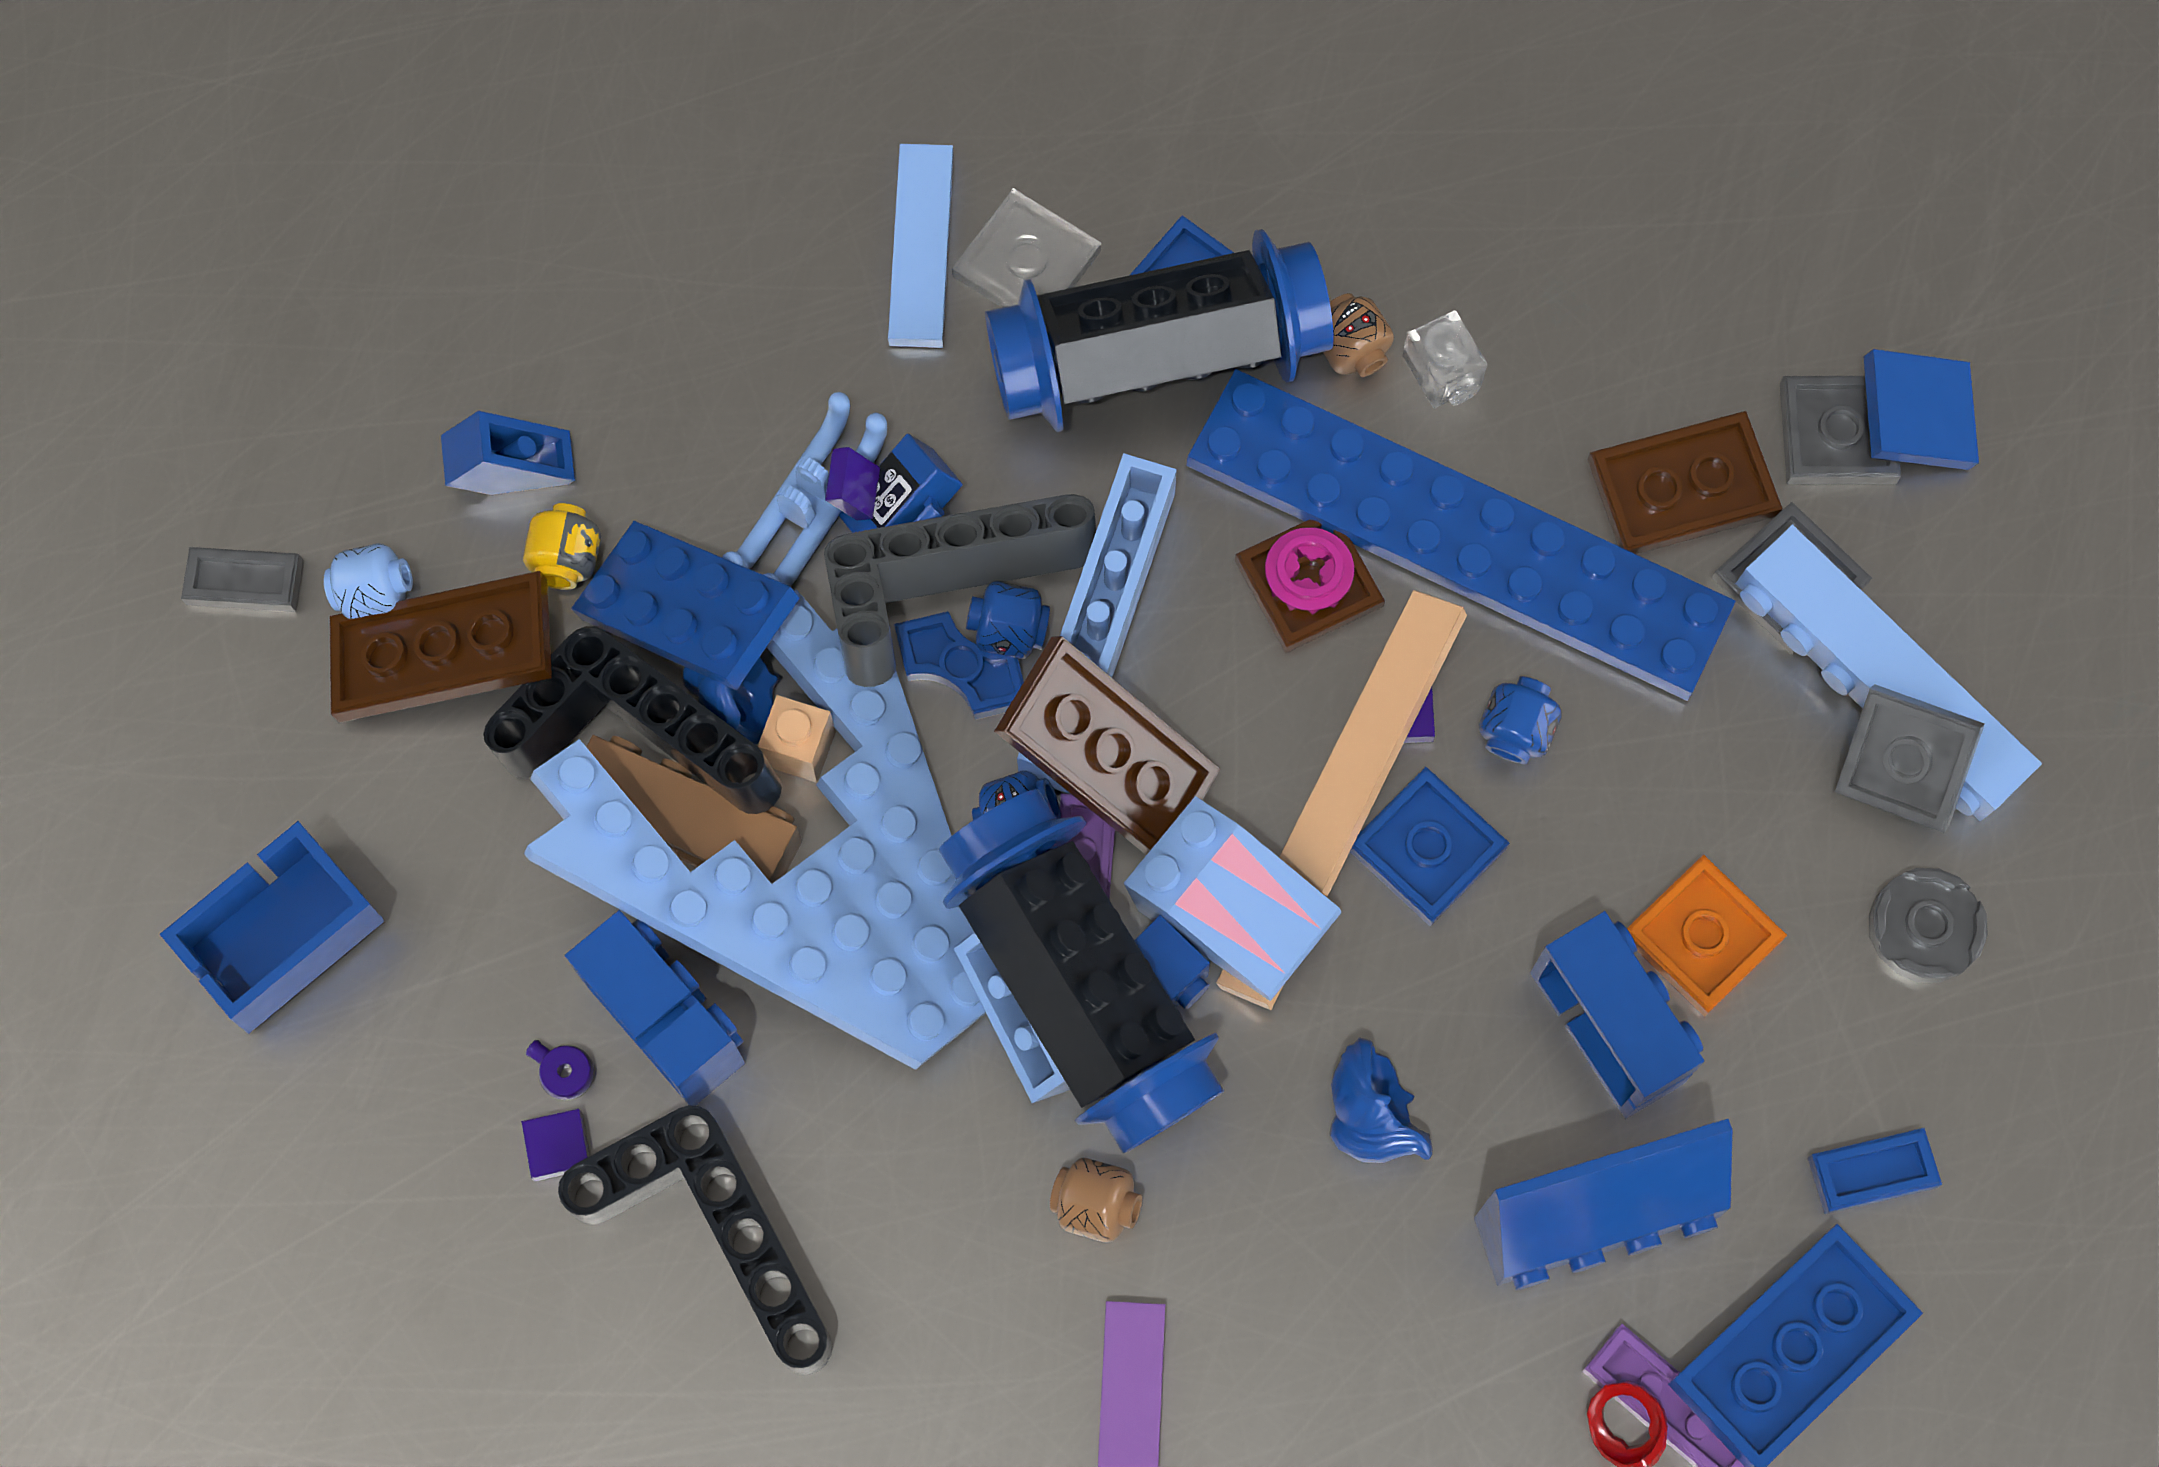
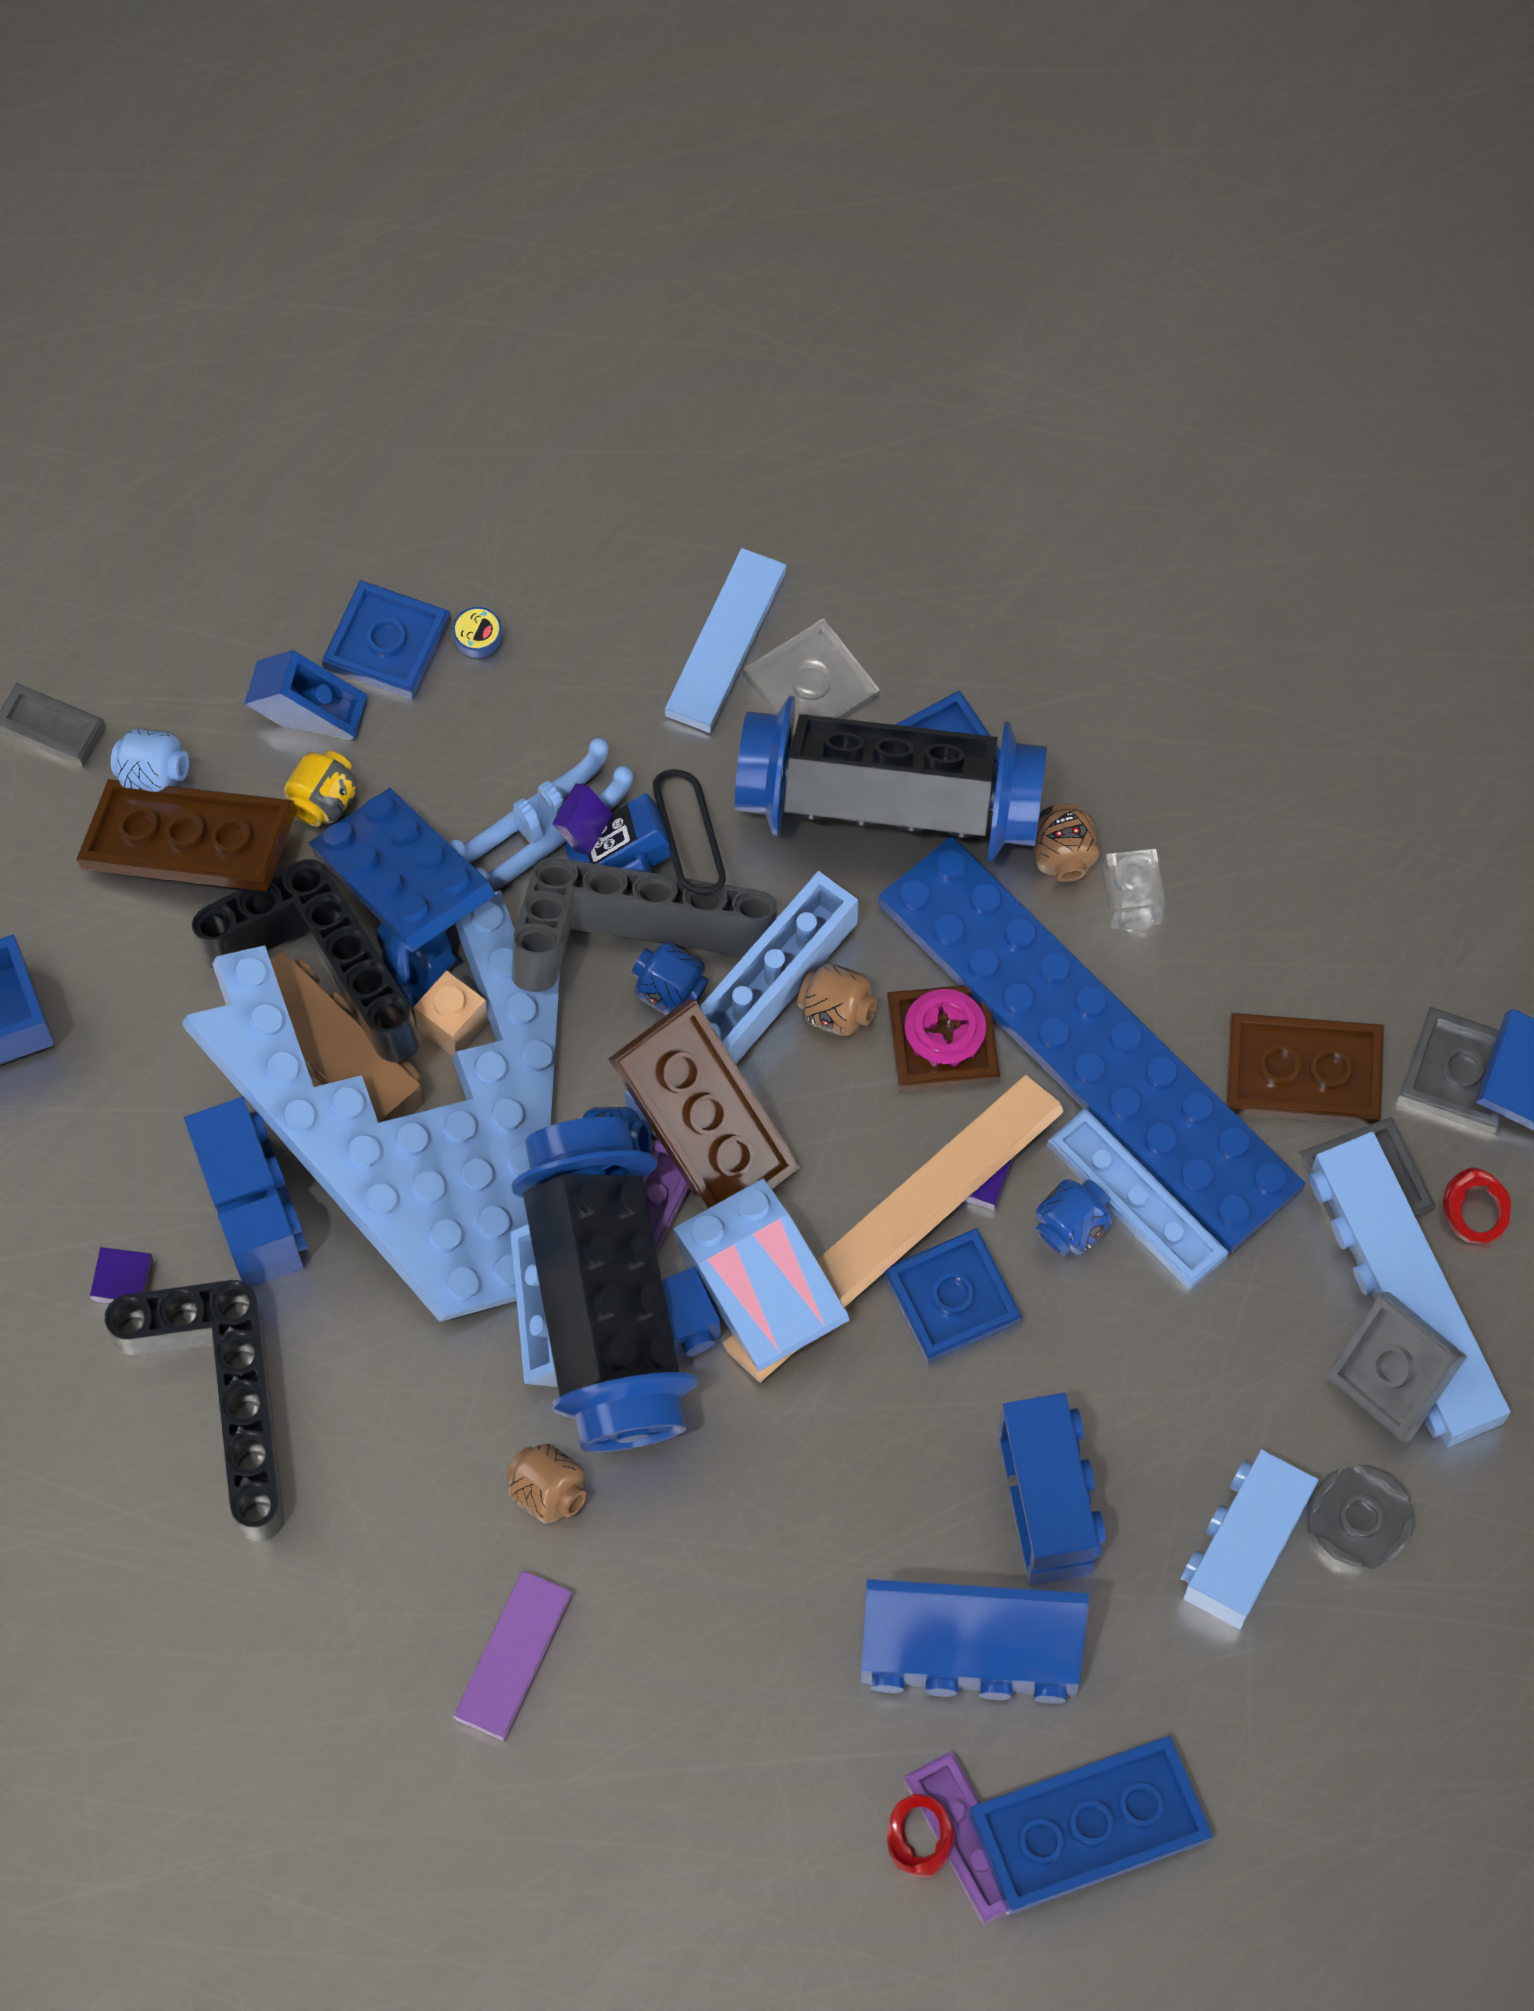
camera: 20 degrees right, 5 degrees down
(554, 1062) = (144, 1211): dark purple piece -> none
(566, 365) = (386, 639): none -> blue tile
(659, 325) = (477, 632): none -> tile
(940, 653) = (602, 987): blue tile -> none
(985, 448) = (708, 826): none -> black piece
(1189, 580) = (837, 999): none -> medium nougat head
(1373, 1109) = (812, 1492): blue hair -> none
(1575, 677) = (1138, 1199): none -> light blue tile
(1704, 935) = (1160, 1456): orange tile -> none
(1831, 989) = (1247, 1538): none -> light blue brick
(1874, 1171) = (1225, 1707): blue tile -> none
(1888, 562) = (1455, 1195): none -> red piece

